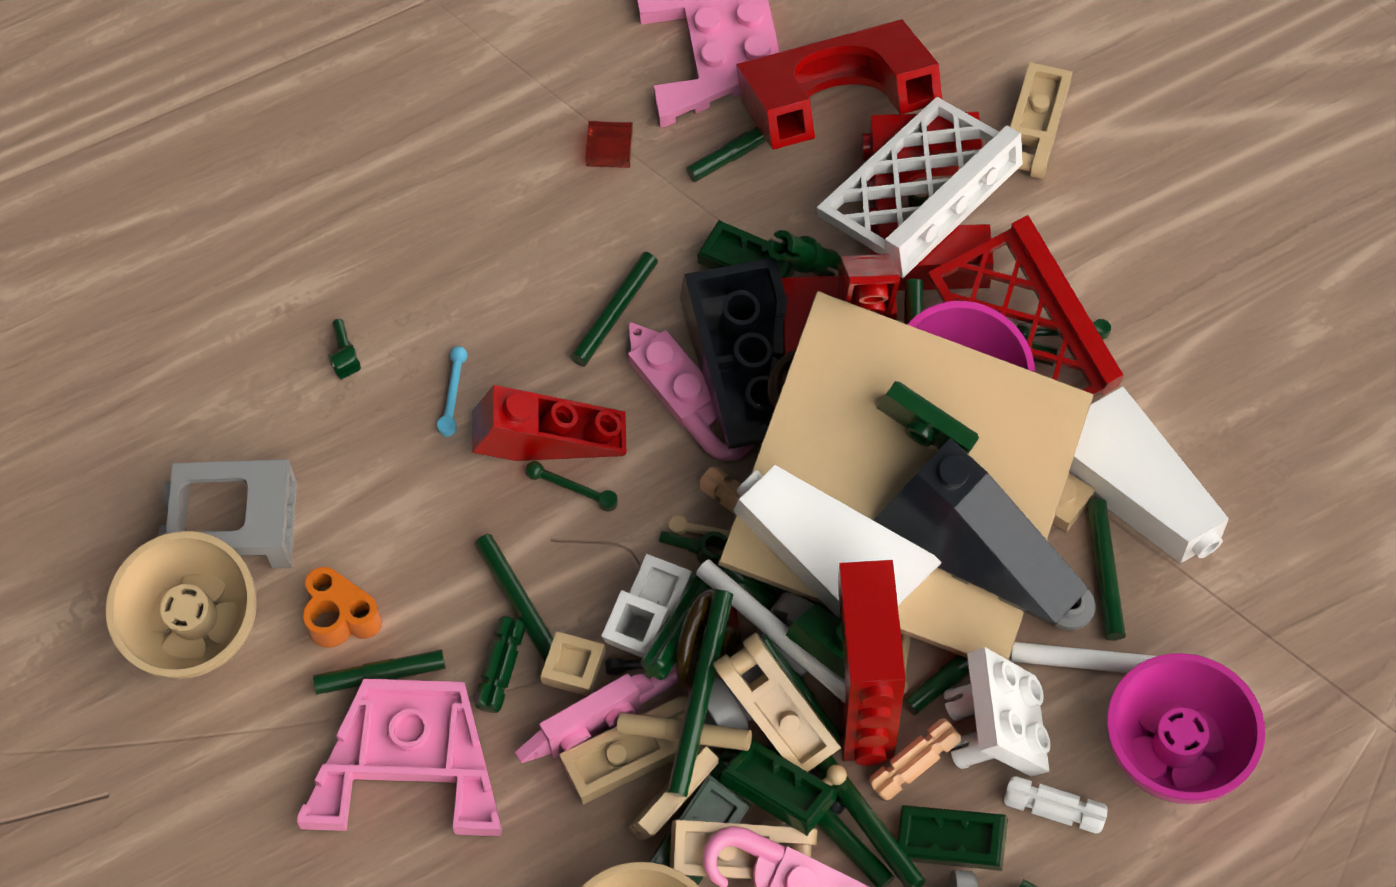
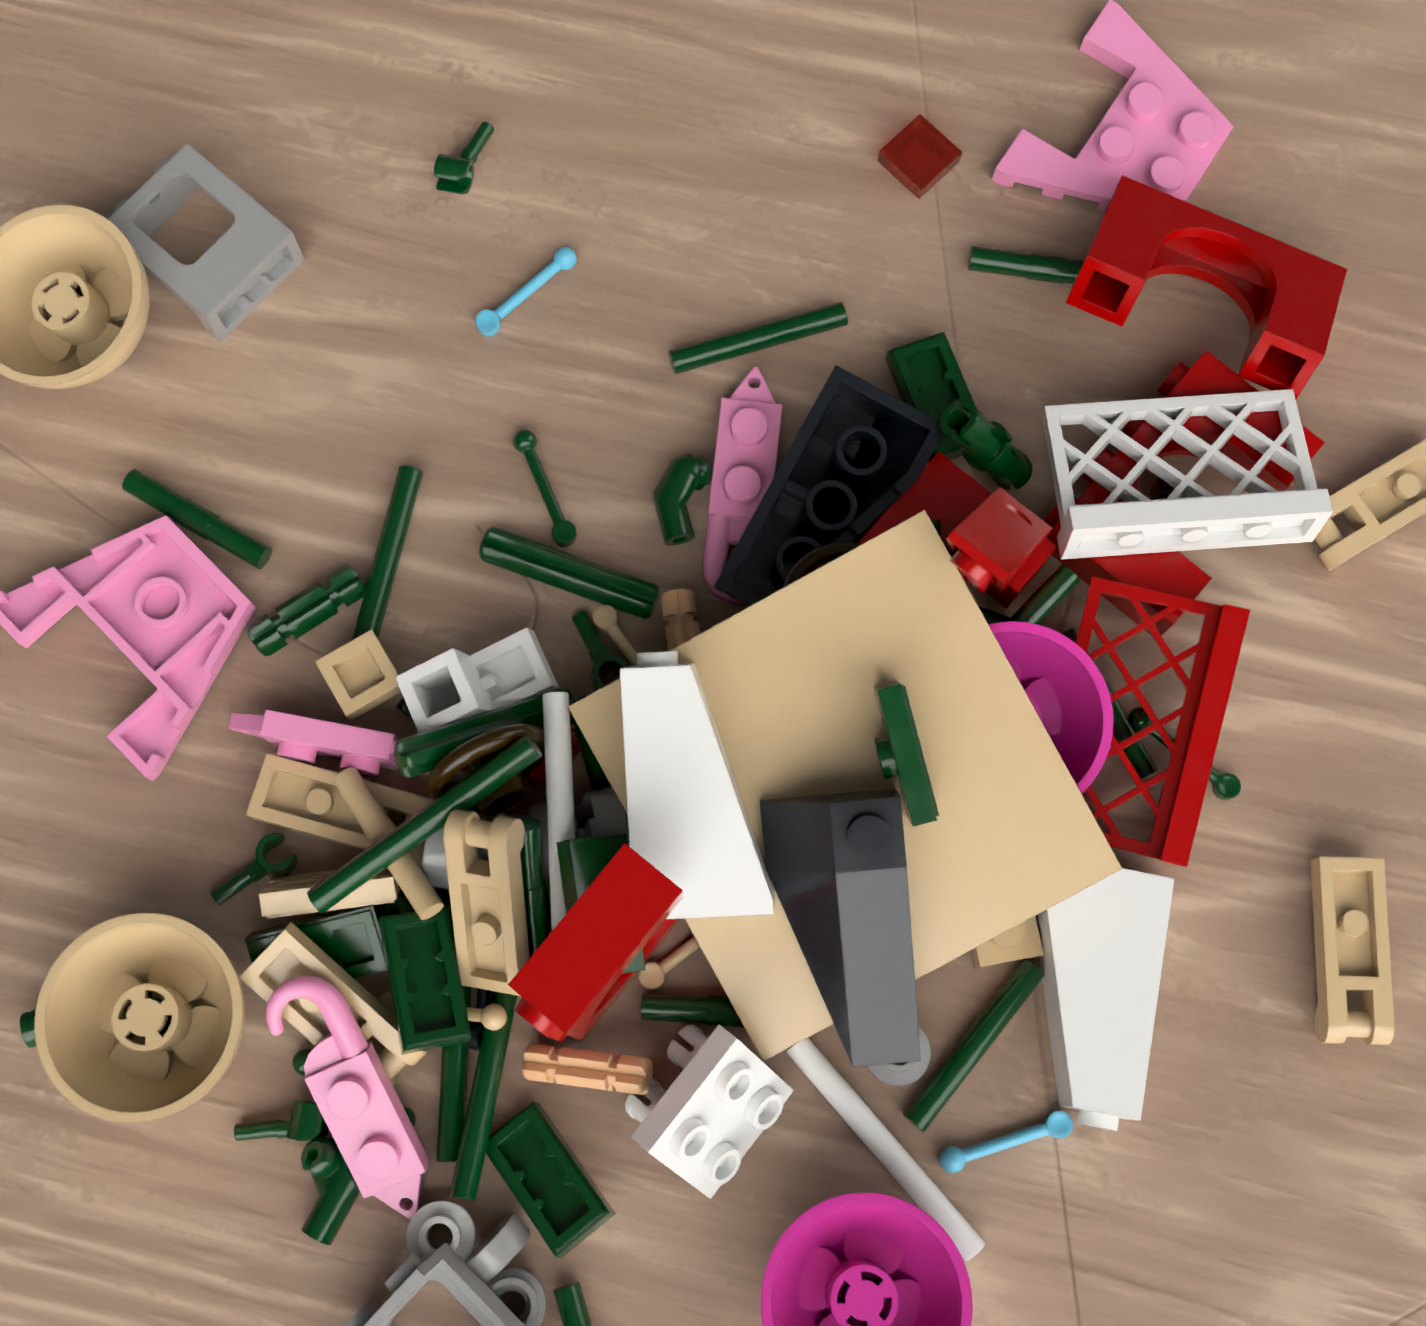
camera: 35 degrees right, 15 degrees up
(341, 598) = (226, 421): orange piece -> none
(544, 427) = (571, 409): red slope -> none
(616, 823) = (256, 869): none -> dark green hand
(633, 516) = (569, 572): none -> dark green axle
(651, 428) = (672, 493): none -> dark green arm
(1056, 804) = (682, 1239): white axle -> none
(1188, 572) = (1056, 1124): none -> medium azure hinge
(1245, 352) = (1352, 949): none -> tan plate

